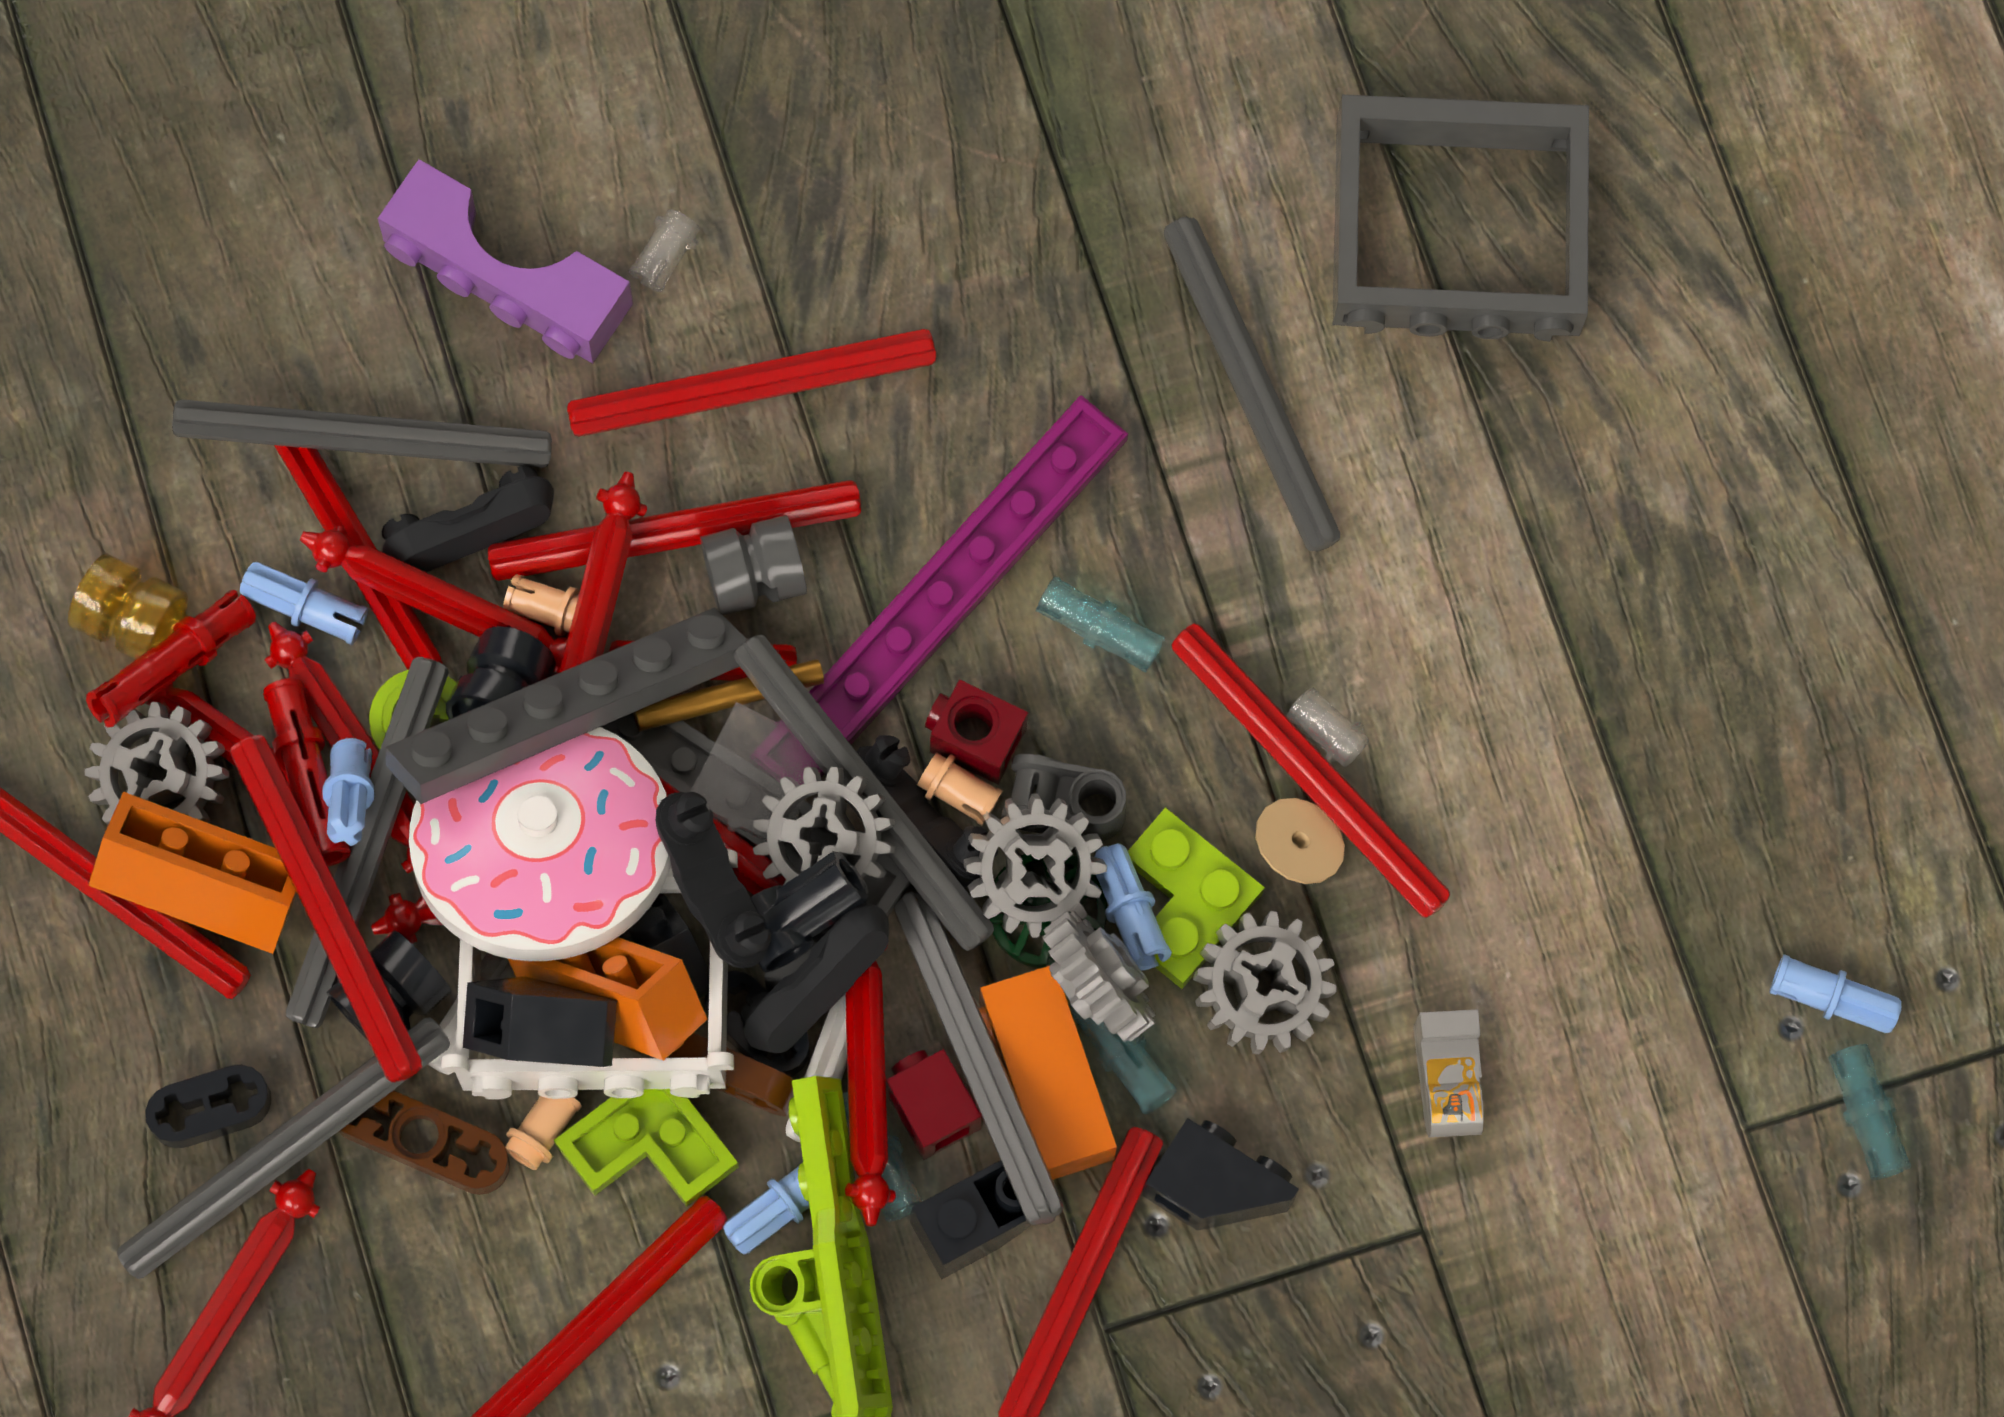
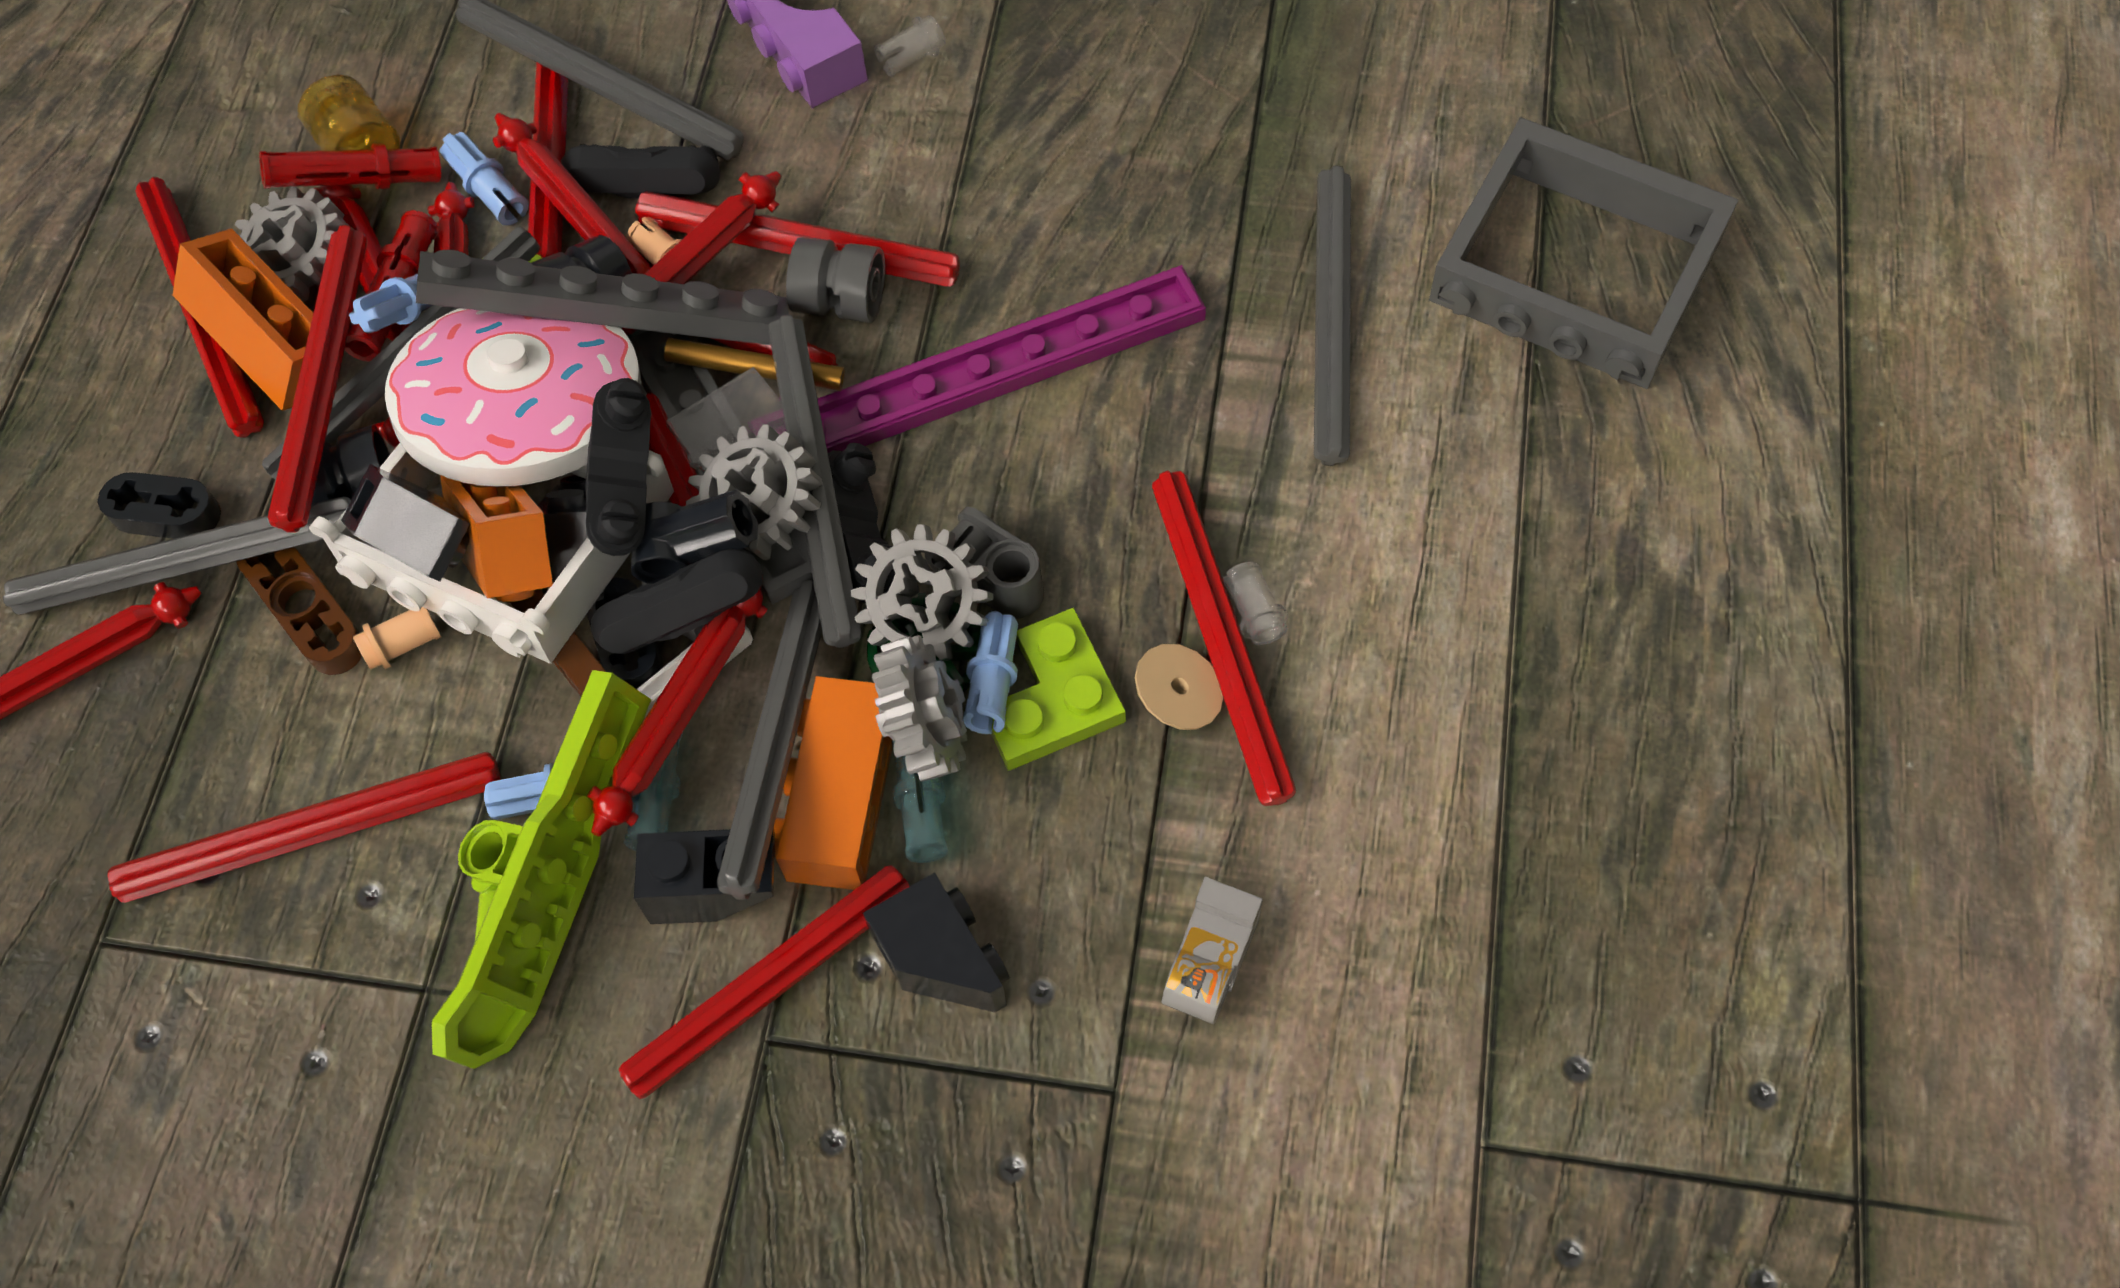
camera: 35 degrees right, 10 degrees down
(649, 1126) = (478, 674): lime plate -> none
(751, 382) = (923, 159): red axle -> none
(932, 1102) = (718, 758): dark red brick -> none
(959, 787) = (898, 508): light nougat pin -> none
(985, 756) = (944, 497): dark red brick -> none
(1100, 624) = (1100, 441): clear light blue pin -> none
(1241, 972) = (1056, 808): light grey gear -> none
(1835, 995) = (1637, 1055): light blue axle -> none
(1869, 1112) = (1622, 1187): clear light blue pin -> none

